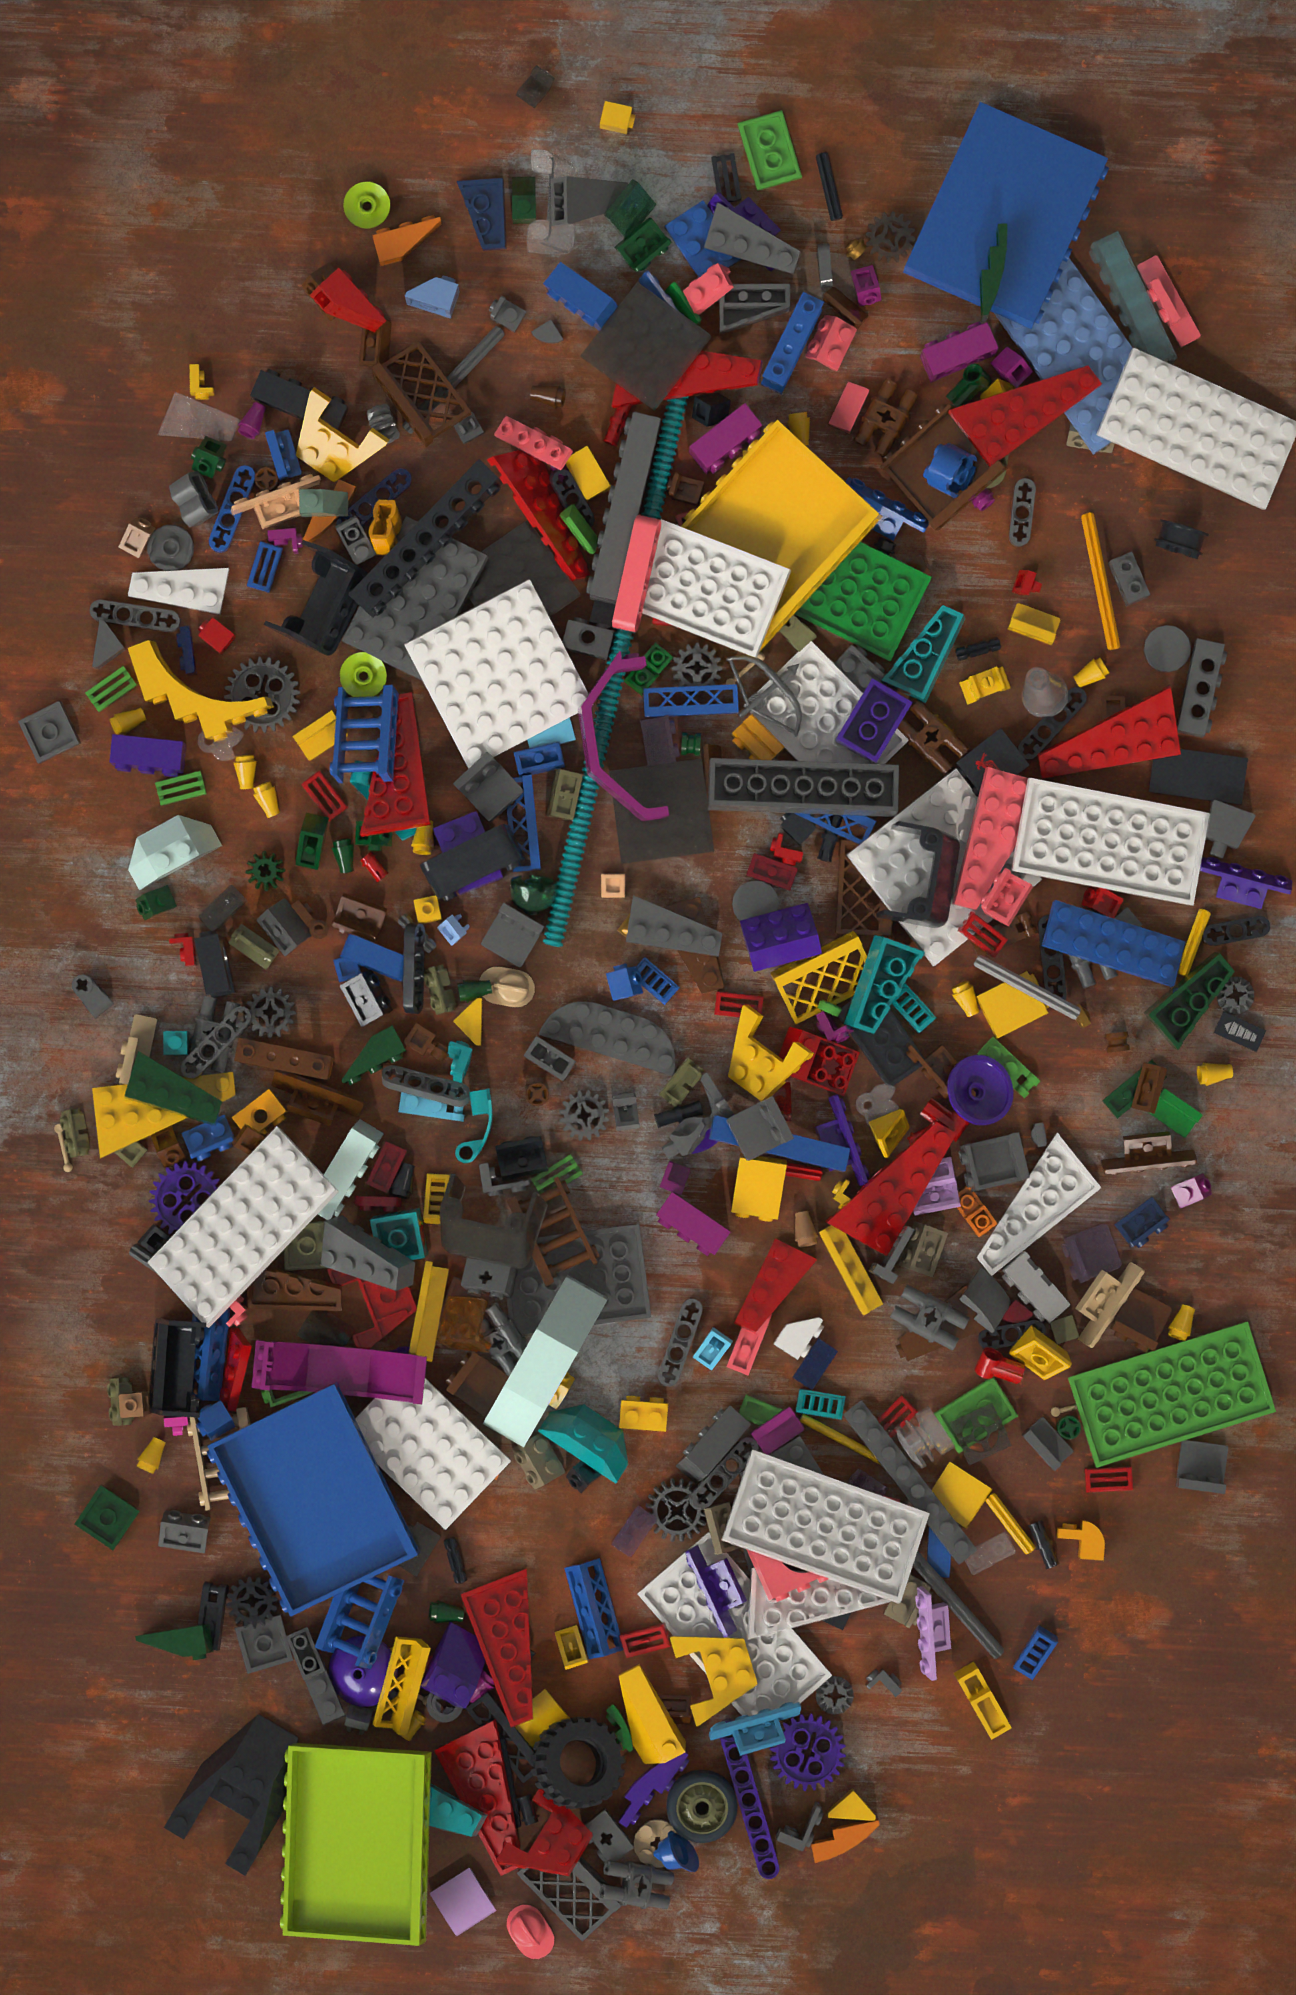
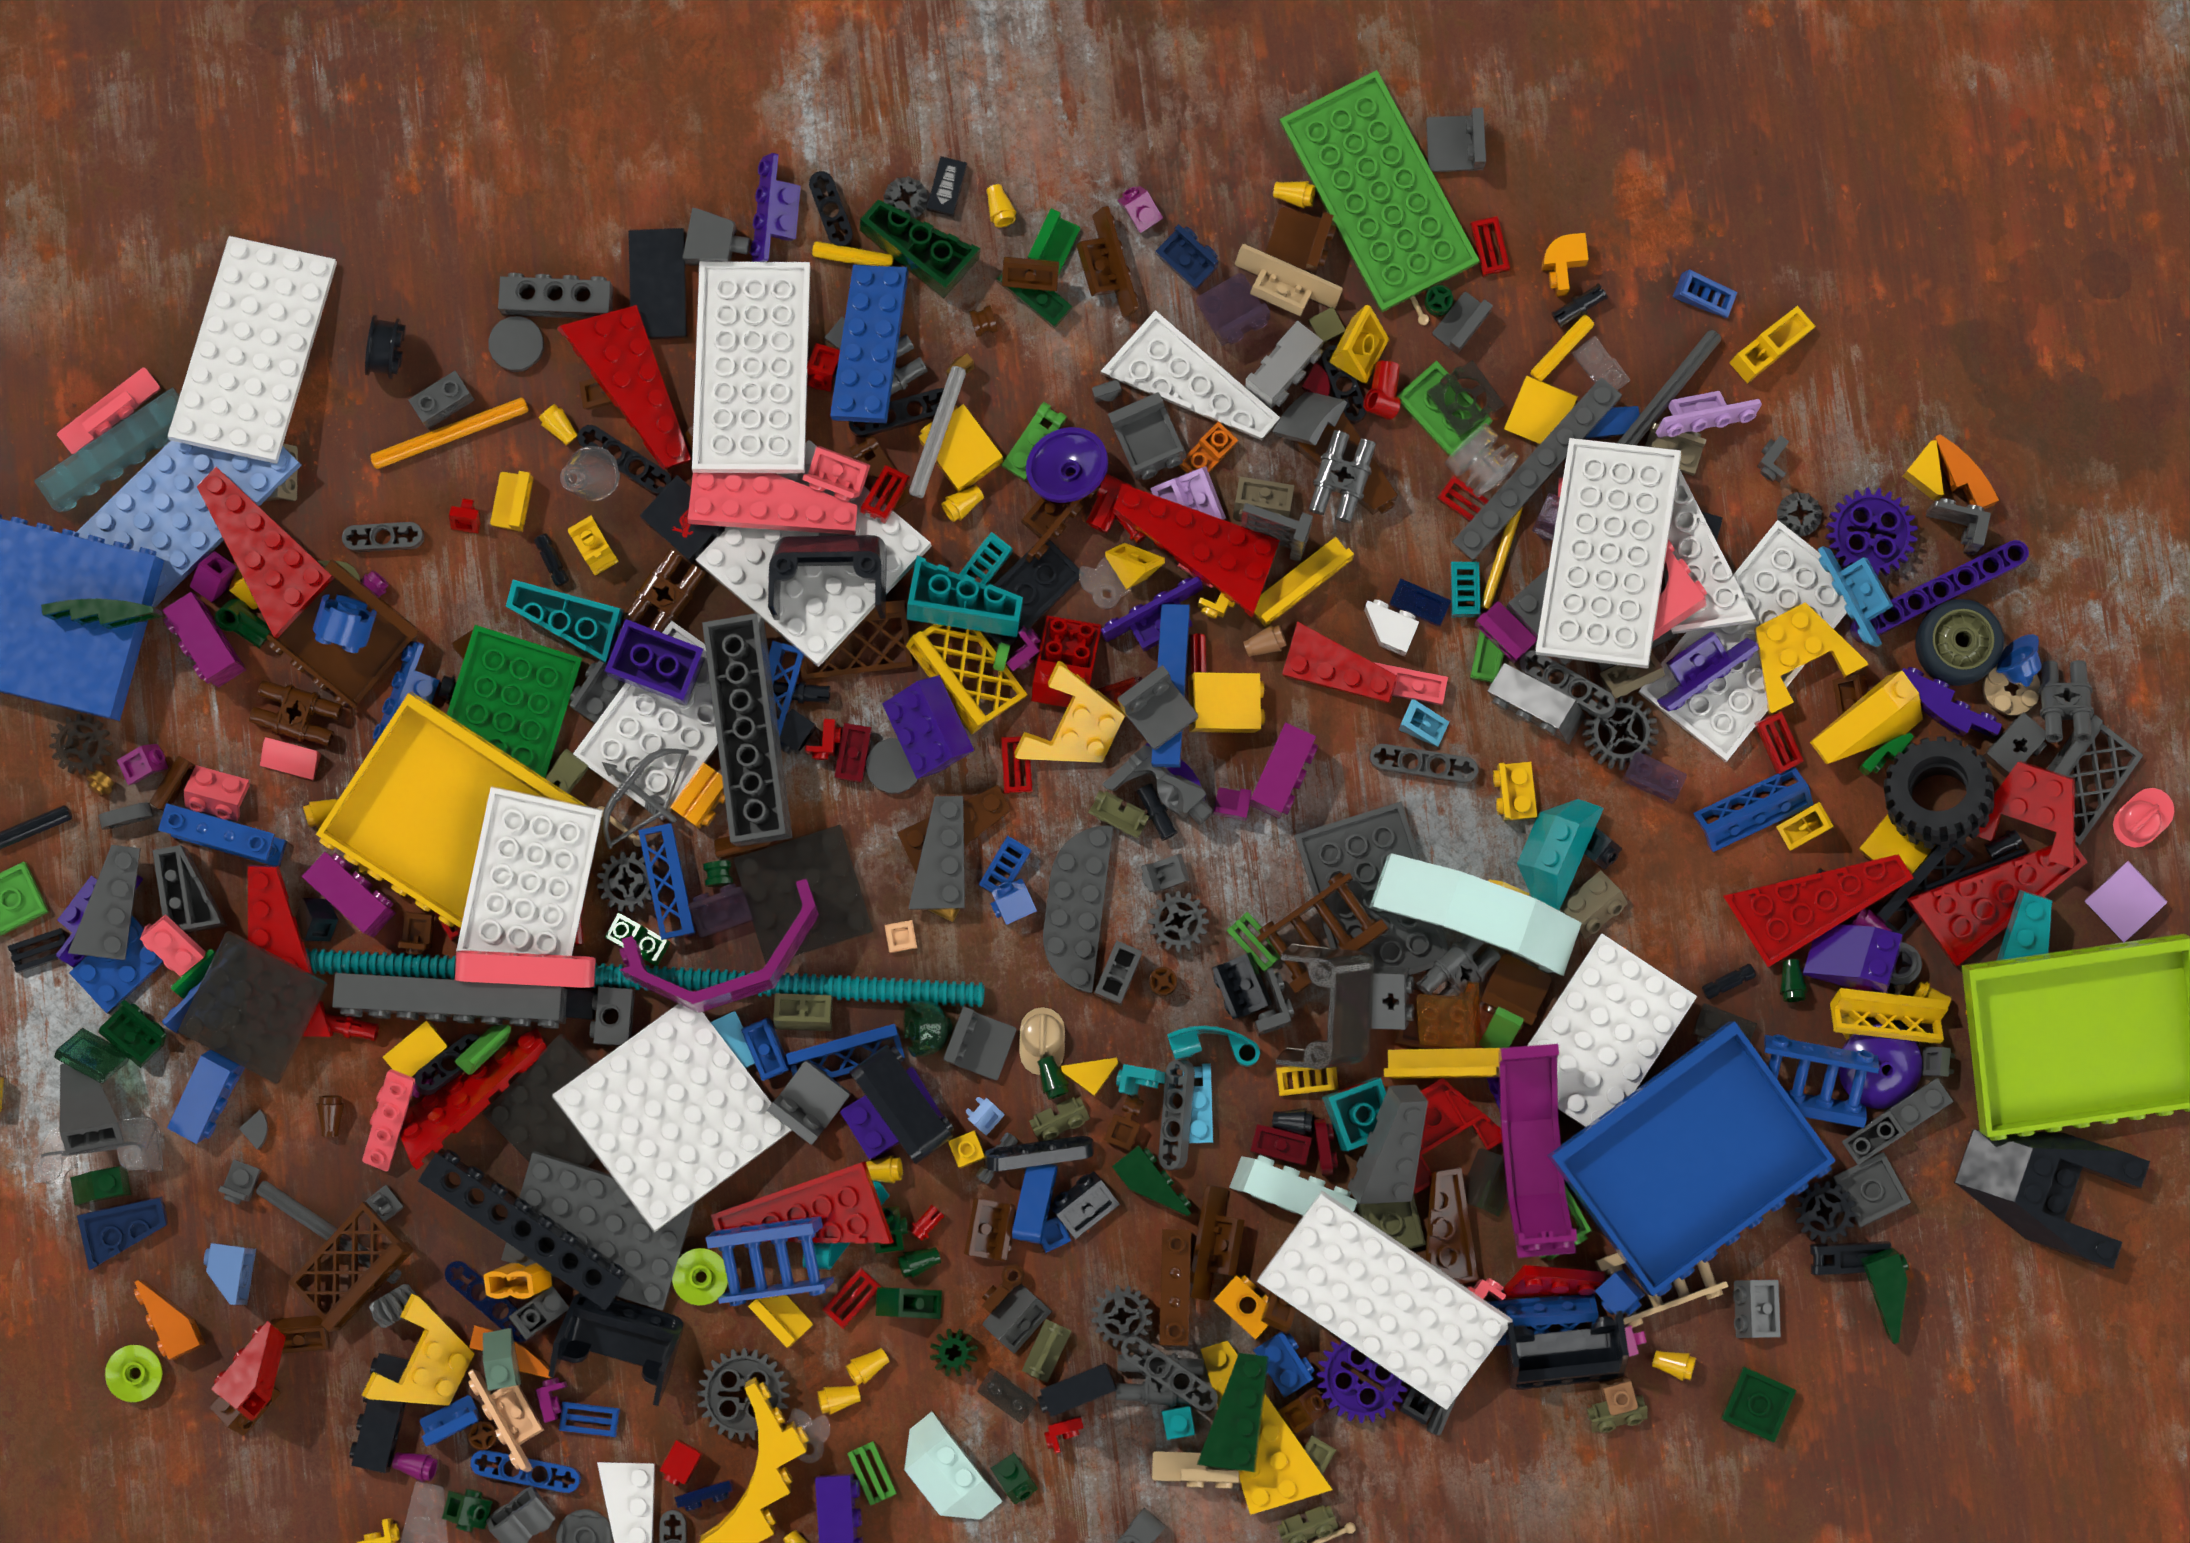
camera: 85 degrees left, 5 degrees down
(446, 1364) = (1501, 1029): none -> bright green tile

